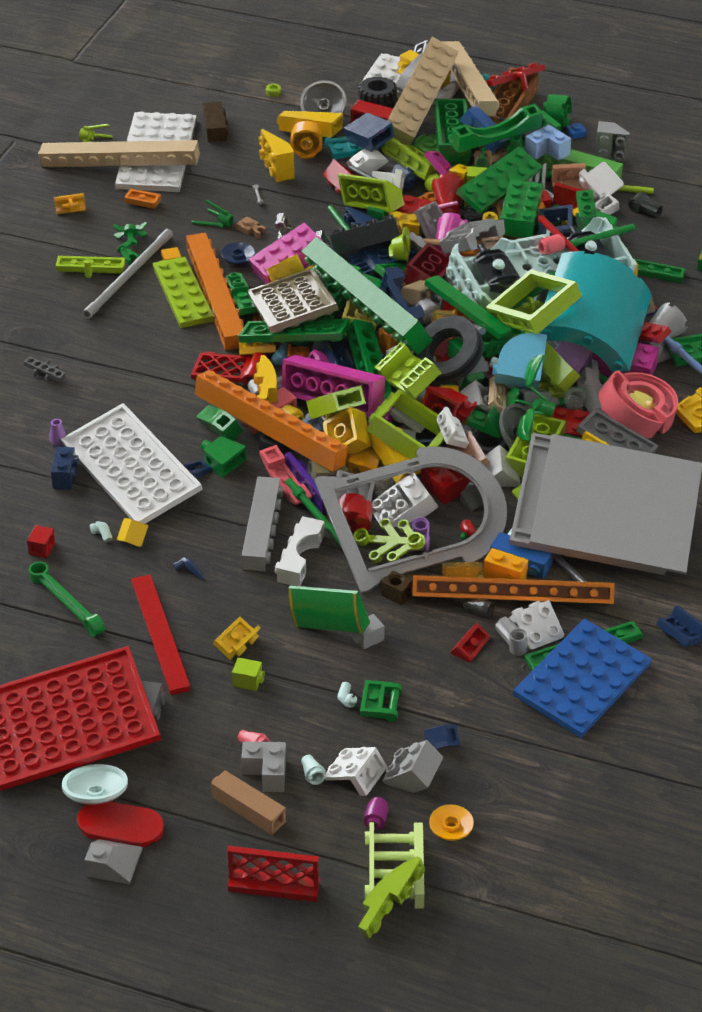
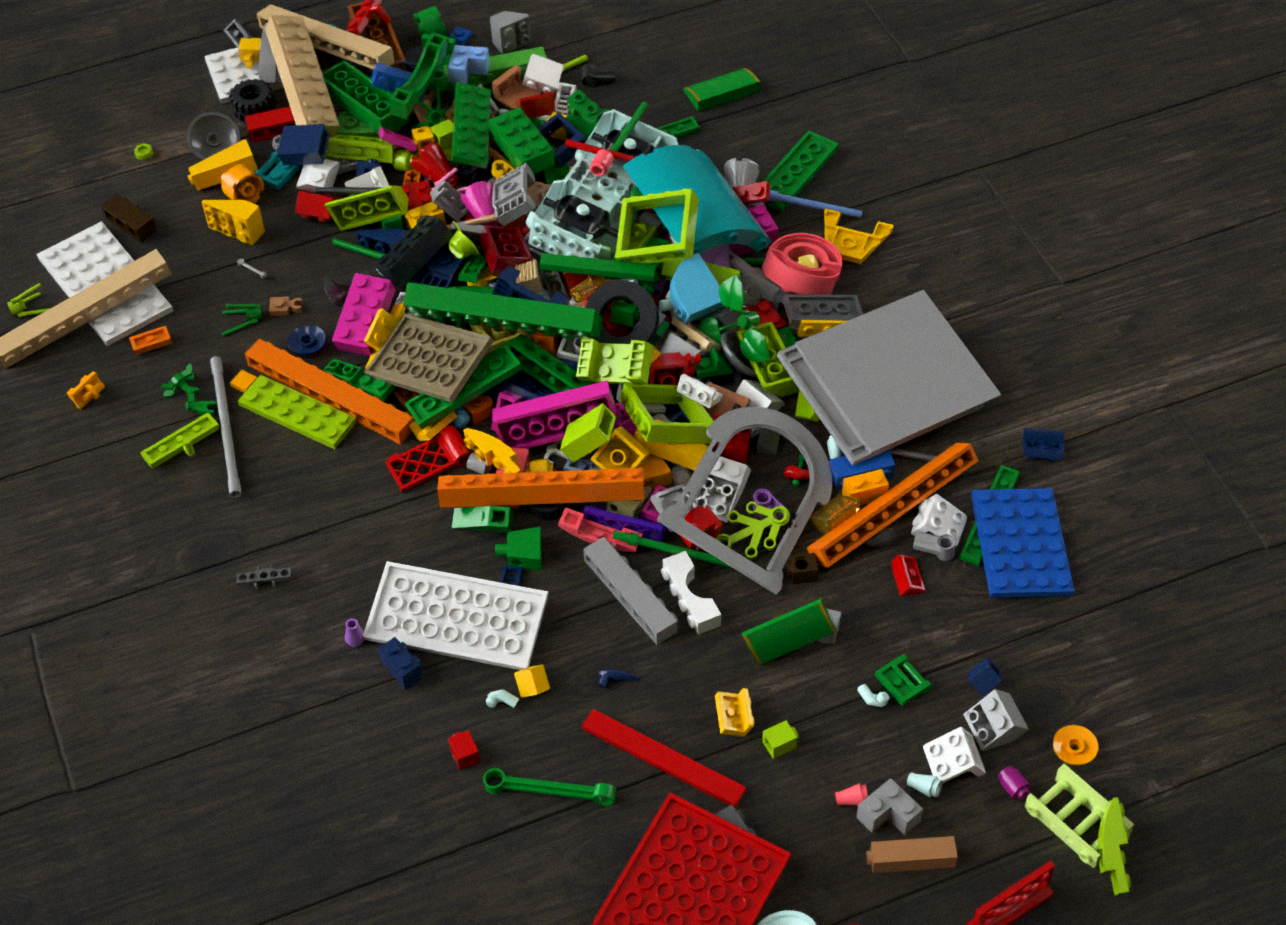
camera: 40 degrees left, 10 degrees up
(428, 307) = (550, 288): light grey head -> none

